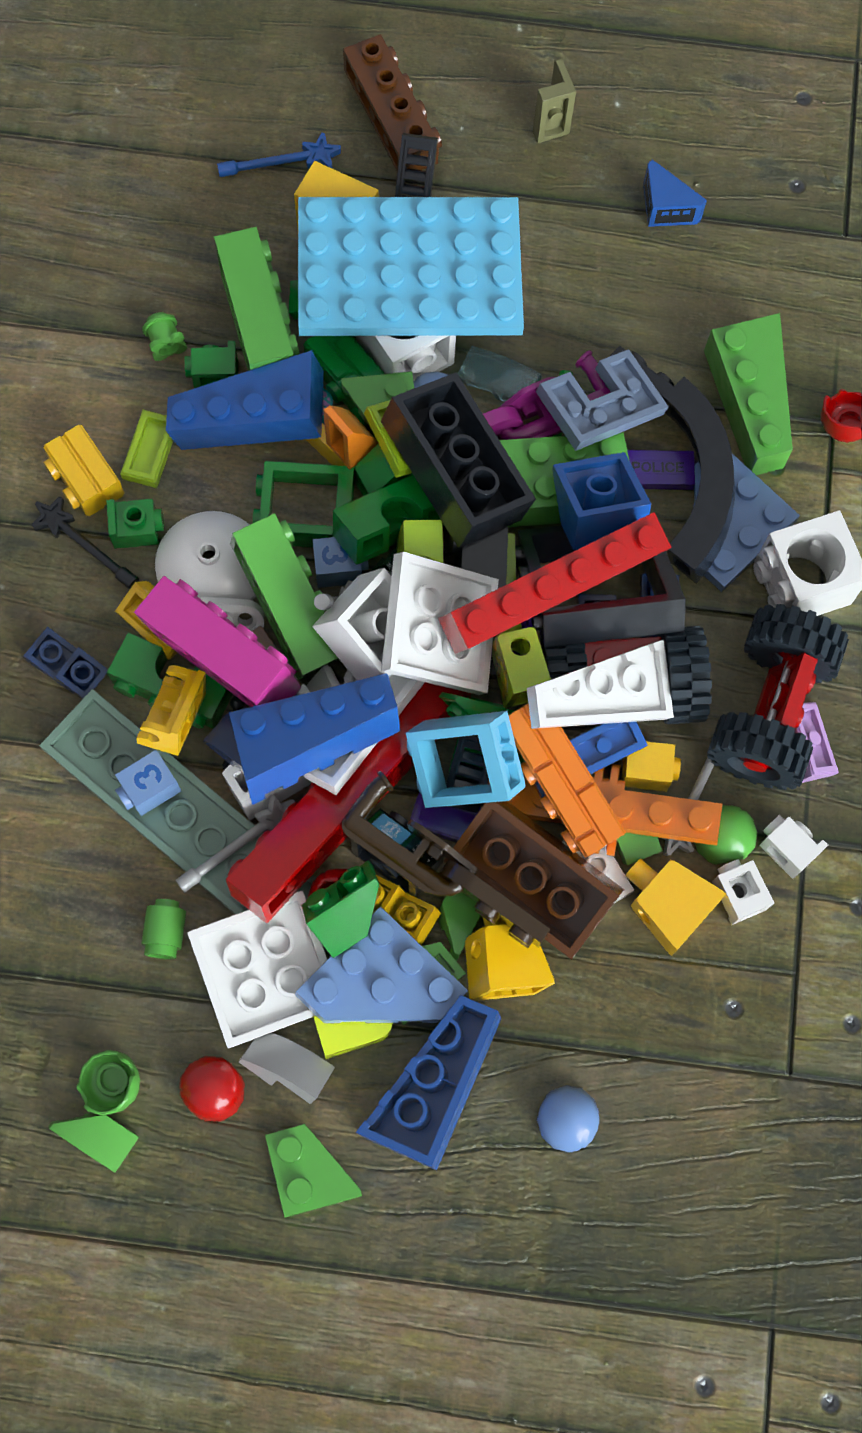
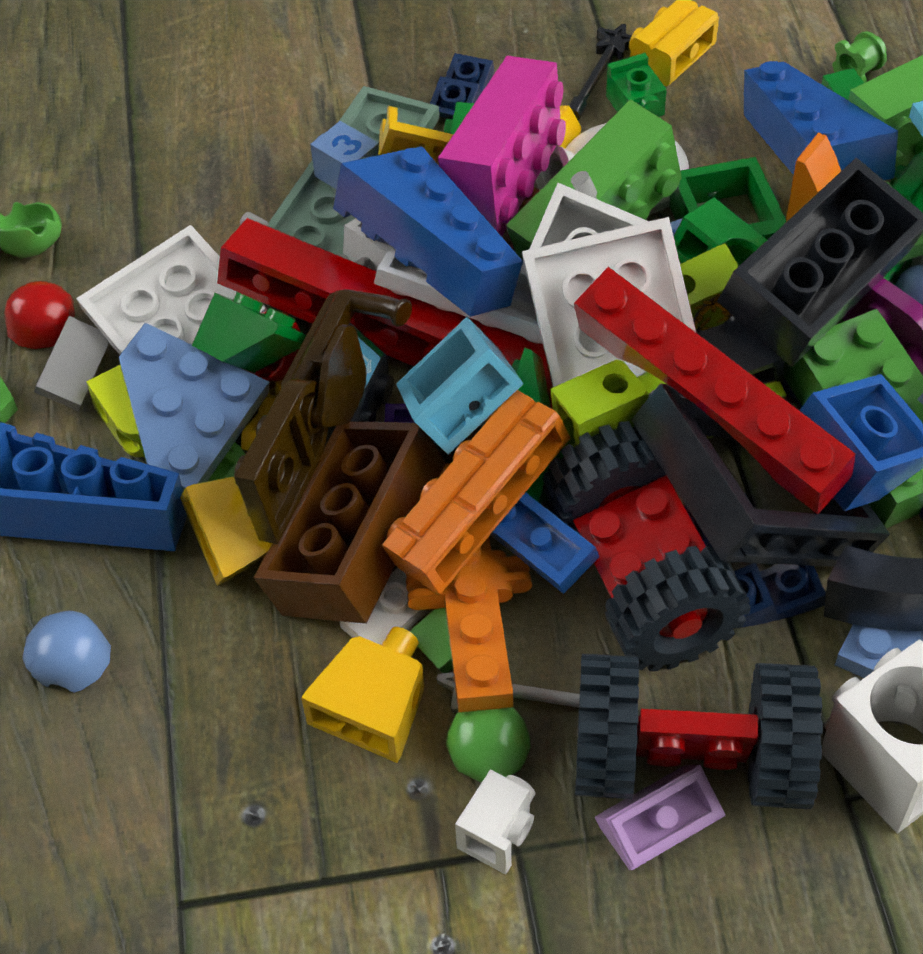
camera: 80 degrees right, 20 degrees down
(147, 450) = (715, 88): lime tile -> none
(163, 929) = (205, 219): bright green brick -> none
(610, 691) = (596, 489): white wing -> none
(651, 767) = (546, 623): yellow brick -> none
(756, 894) = (408, 753): white brick -> none

